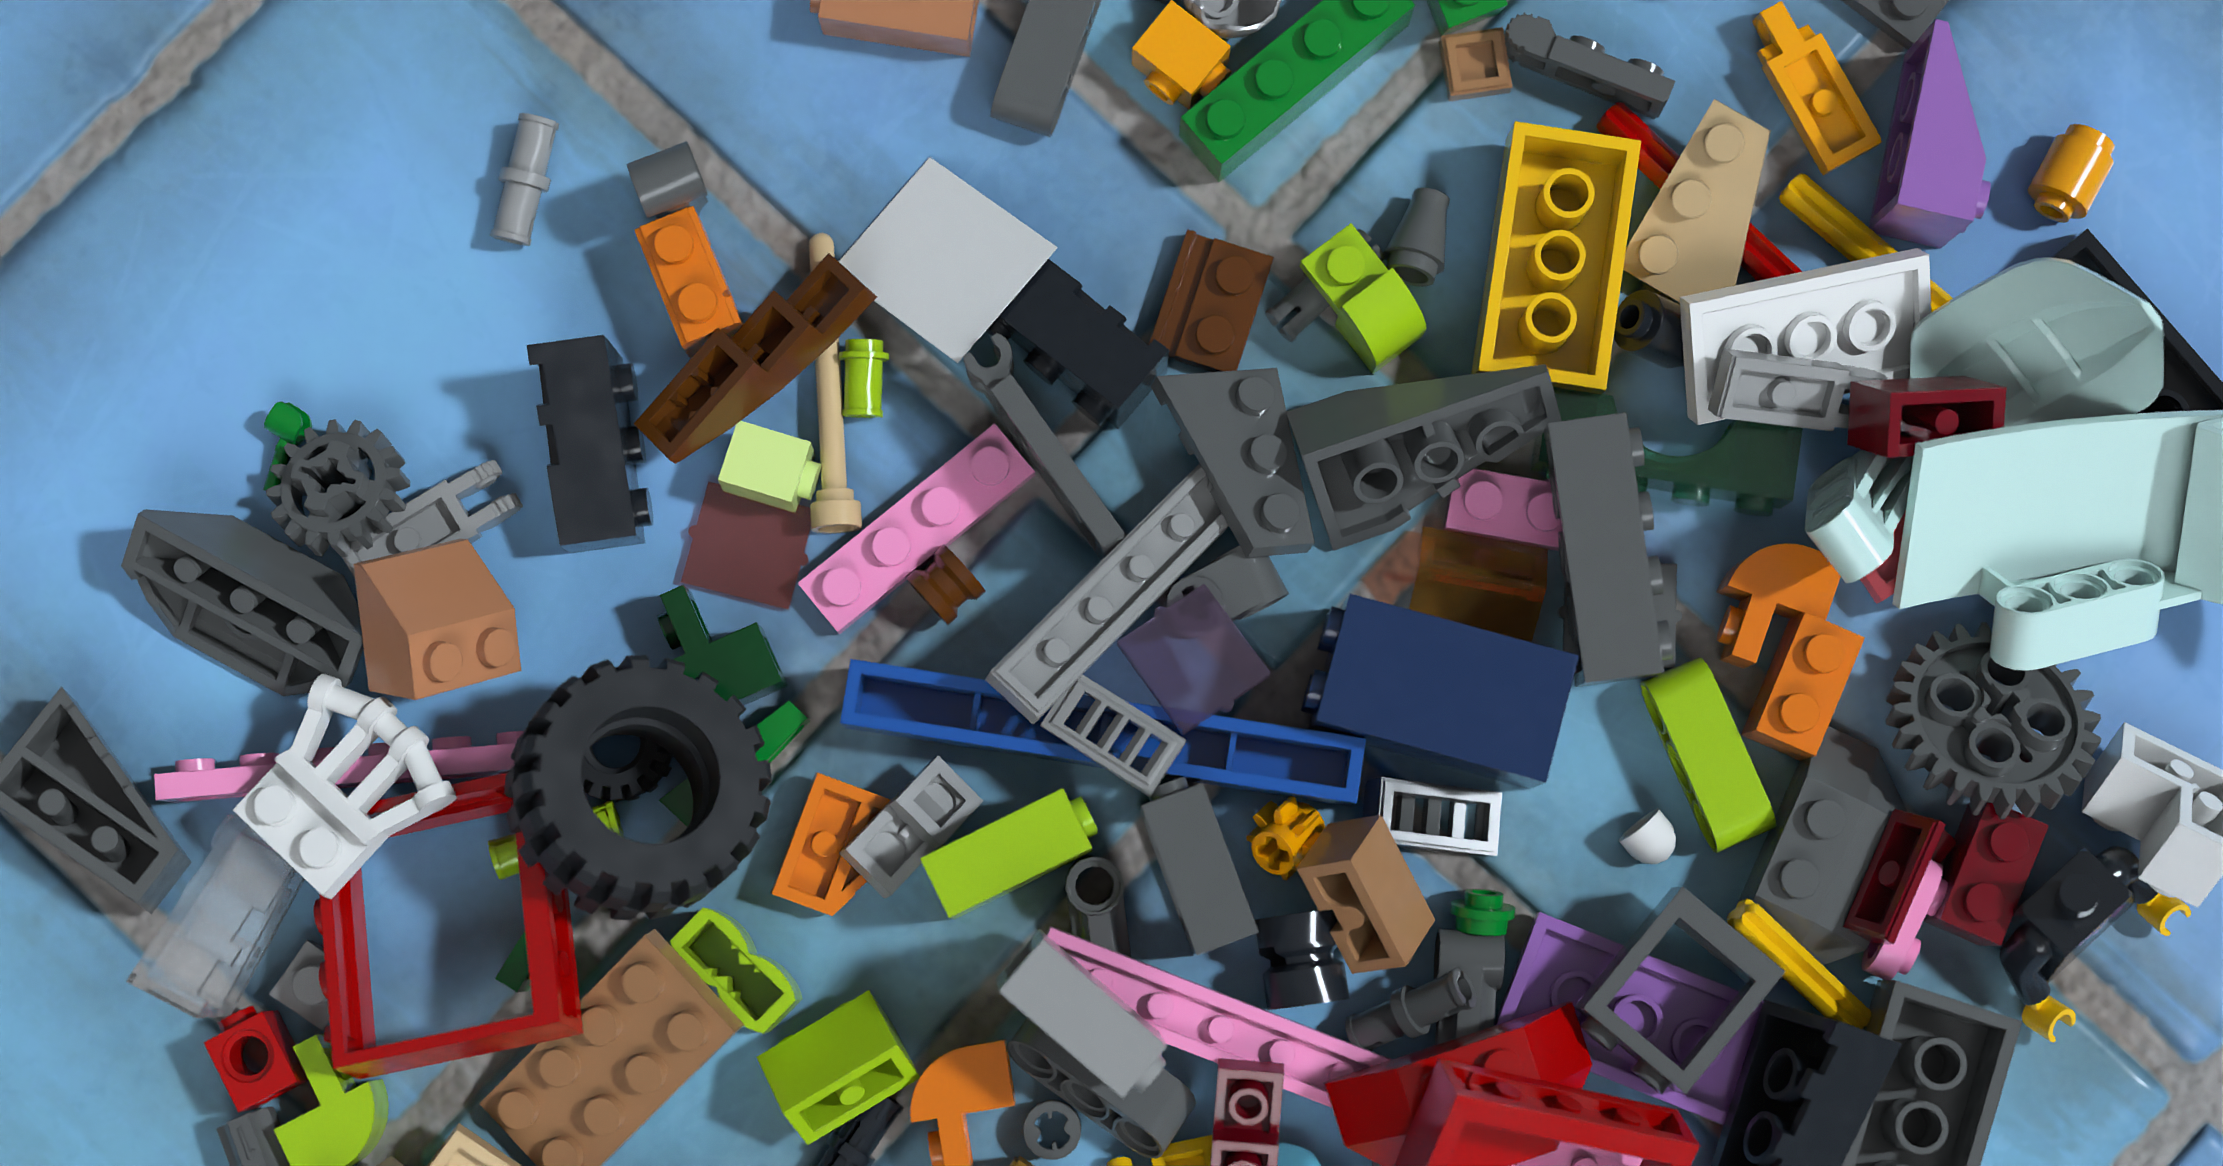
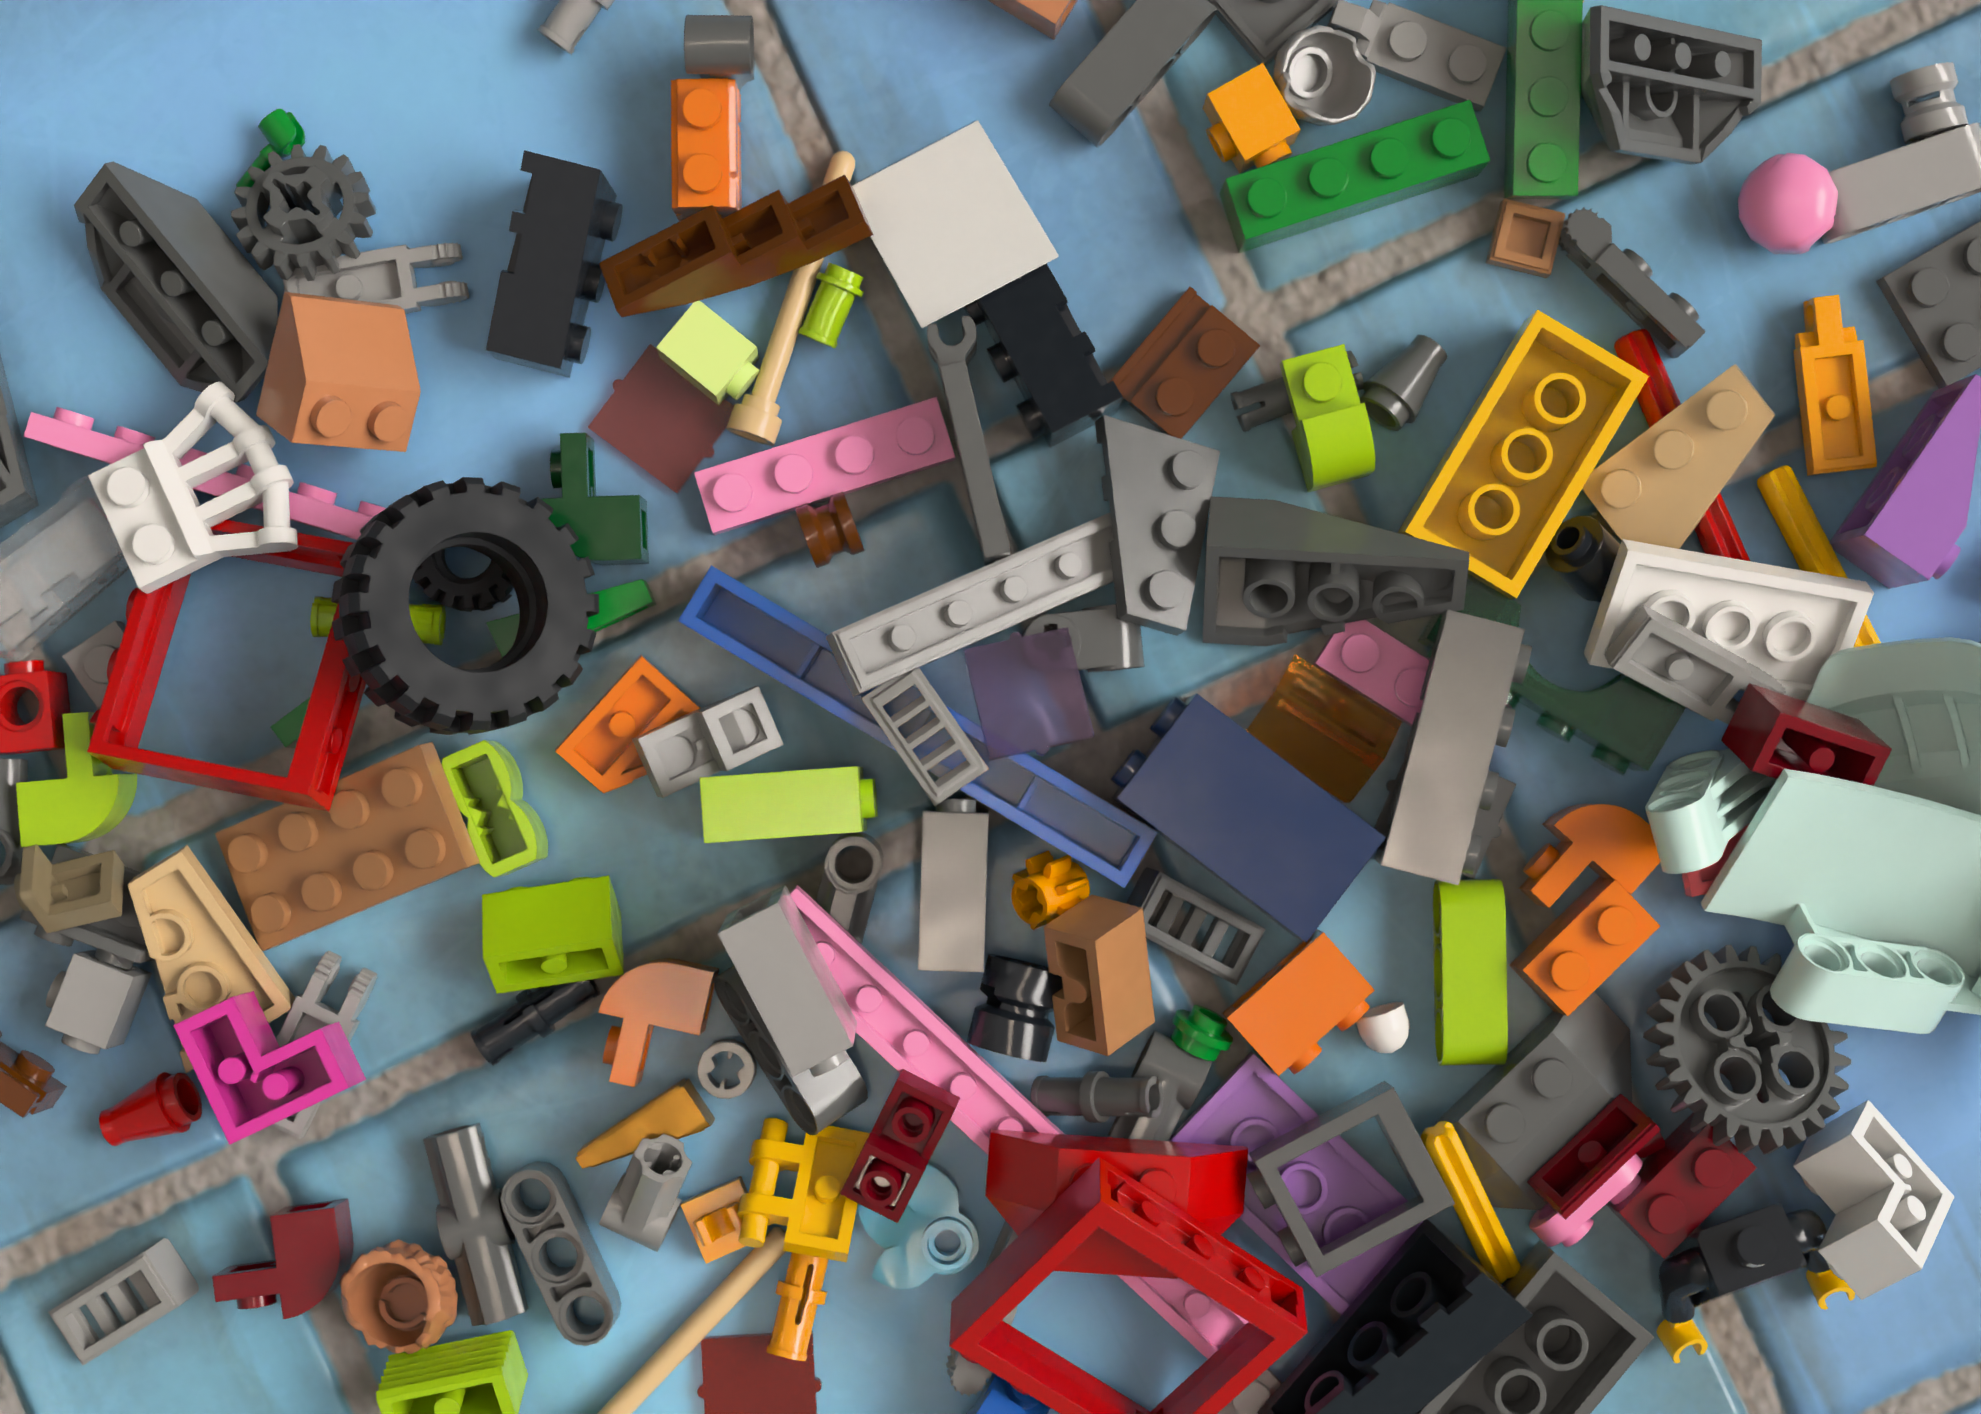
camera: 20 degrees right, 5 degrees up
(1563, 847) = (1300, 1004): none -> orange brick

